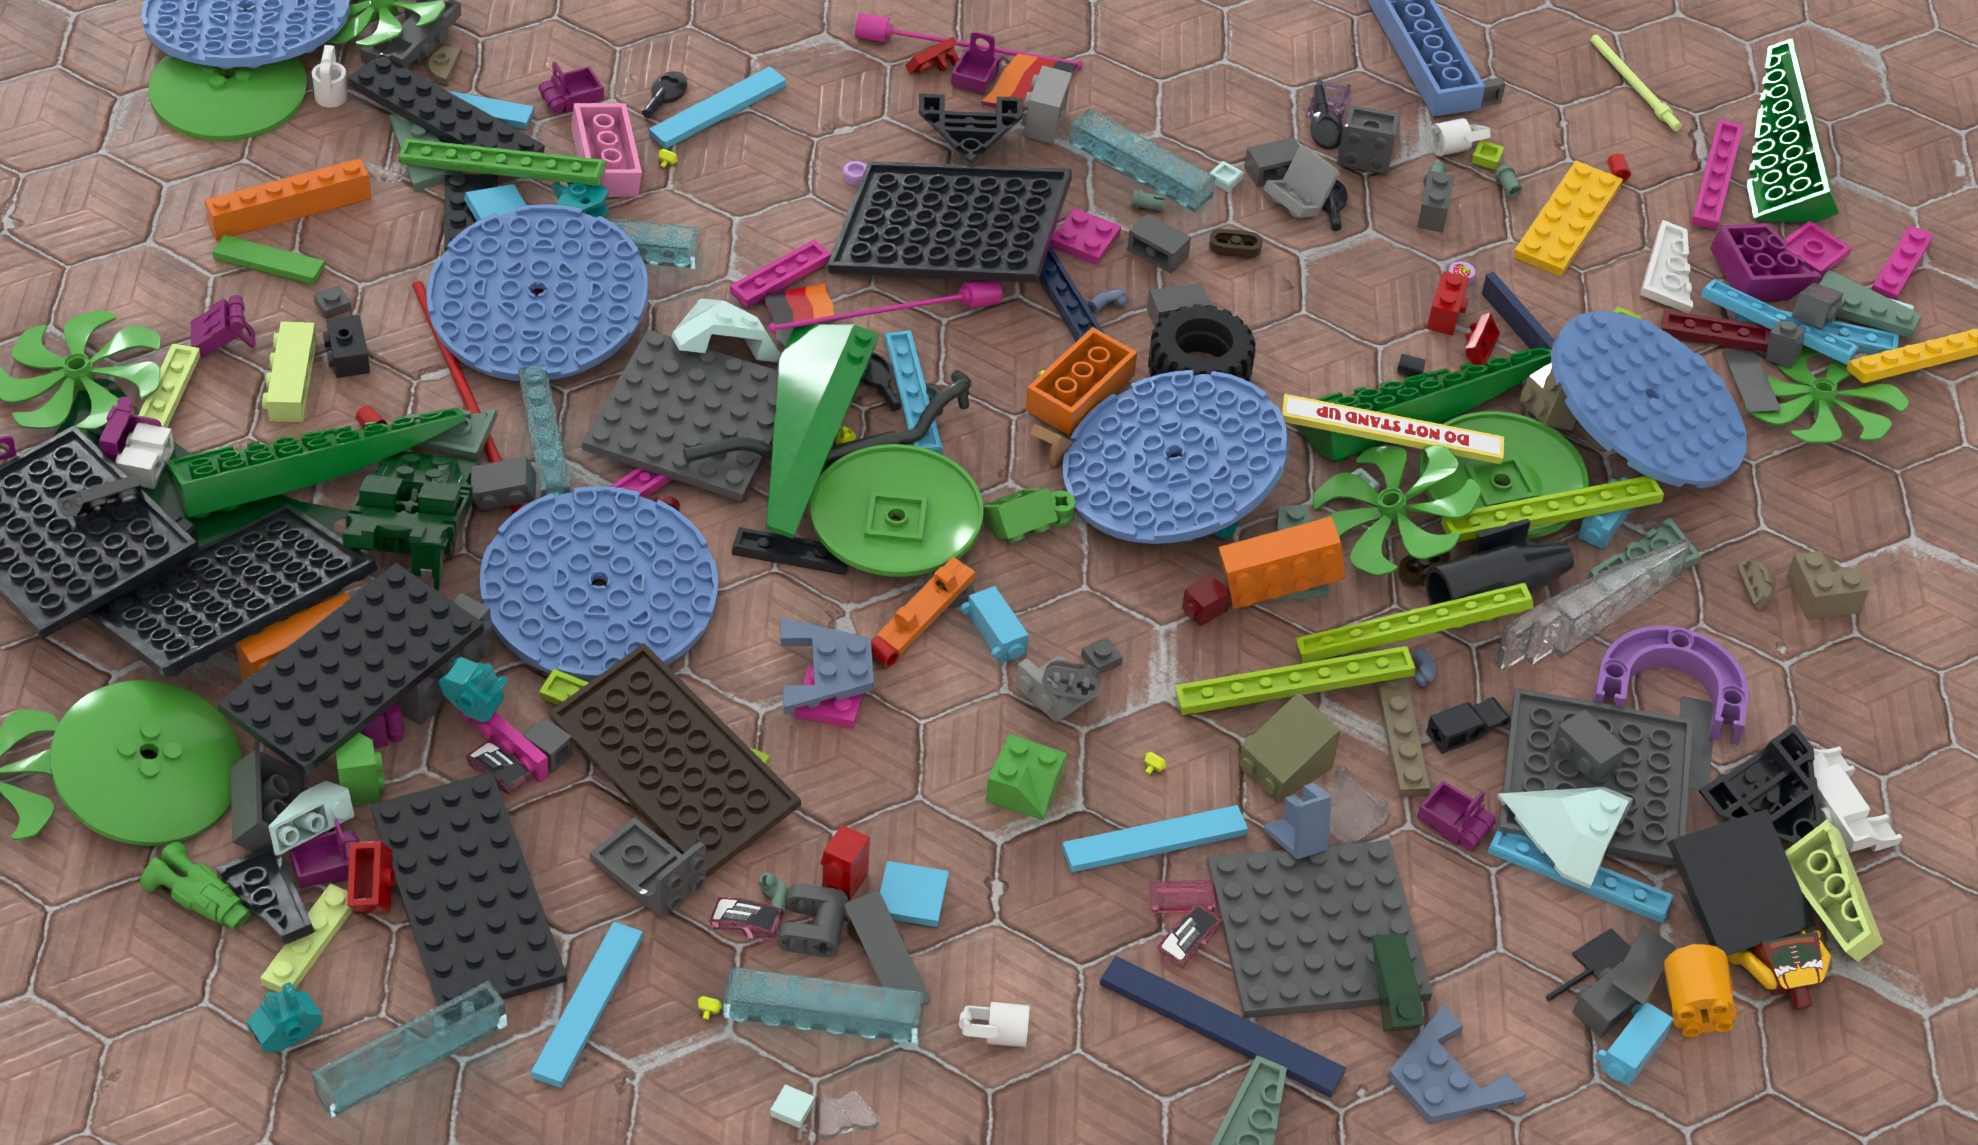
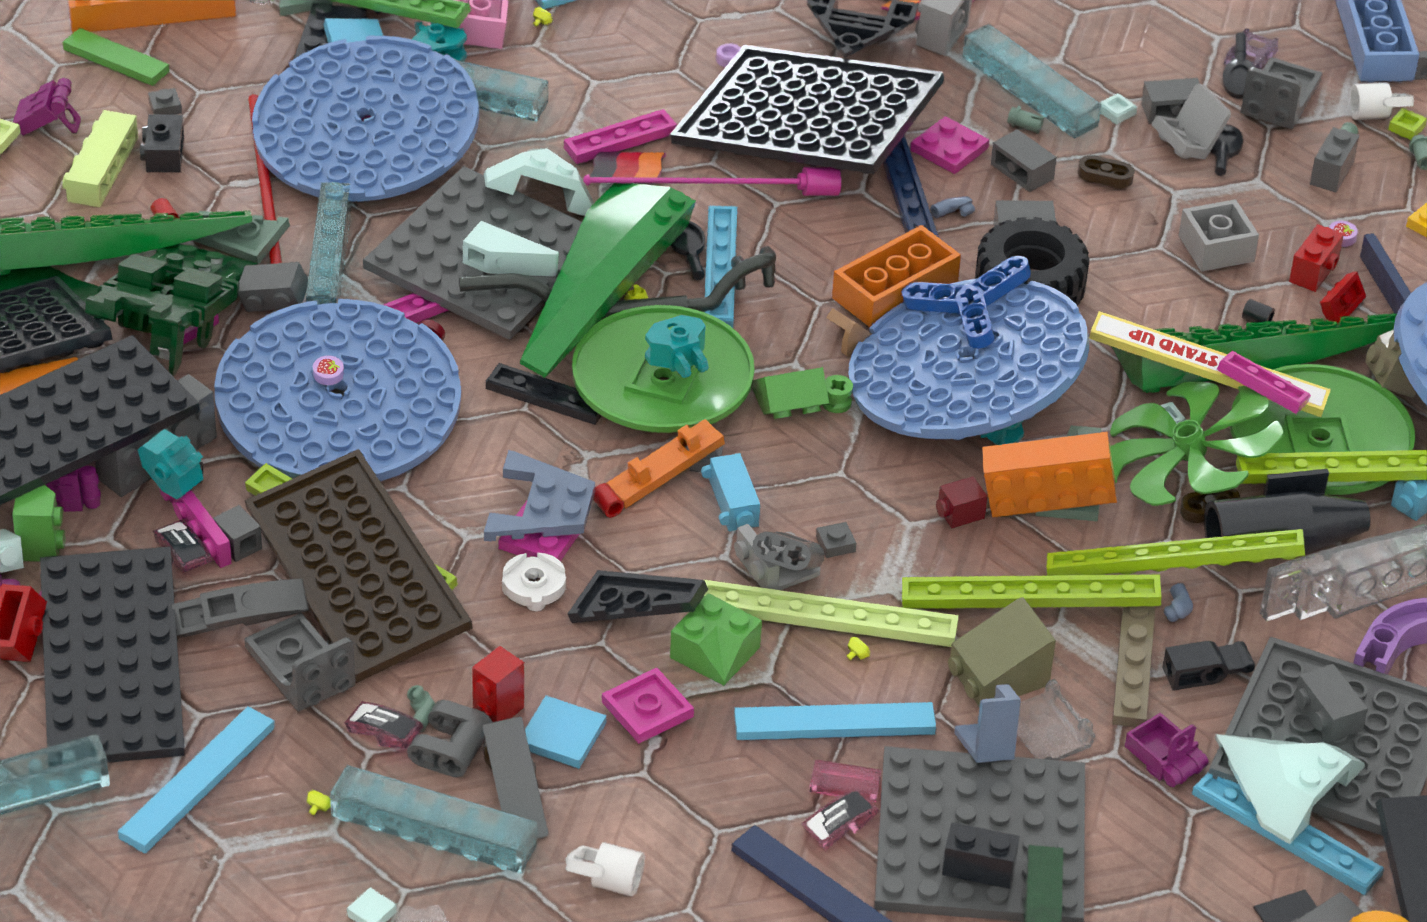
camera: 15 degrees right, 5 degrees down
(577, 821) = (240, 605): none -> dark grey slope
(586, 564) = (328, 370): none -> lavender tile
(718, 416) = (504, 252): none -> light aqua slope
(836, 759) = (538, 593): none -> white plate
(911, 489) = (679, 346): none -> teal hinge
(940, 747) = (635, 595): none -> black wing
(983, 853) = (647, 705): none -> dark pink plate
(1123, 731) = (839, 614): none -> yellowish green plate
(1190, 366) = (926, 297): none -> blue piece
(1331, 952) = (980, 855): none -> black brick
(1357, 294) = (1218, 235): none -> light grey brick
(1447, 440) = (1264, 382): none -> dark pink tile

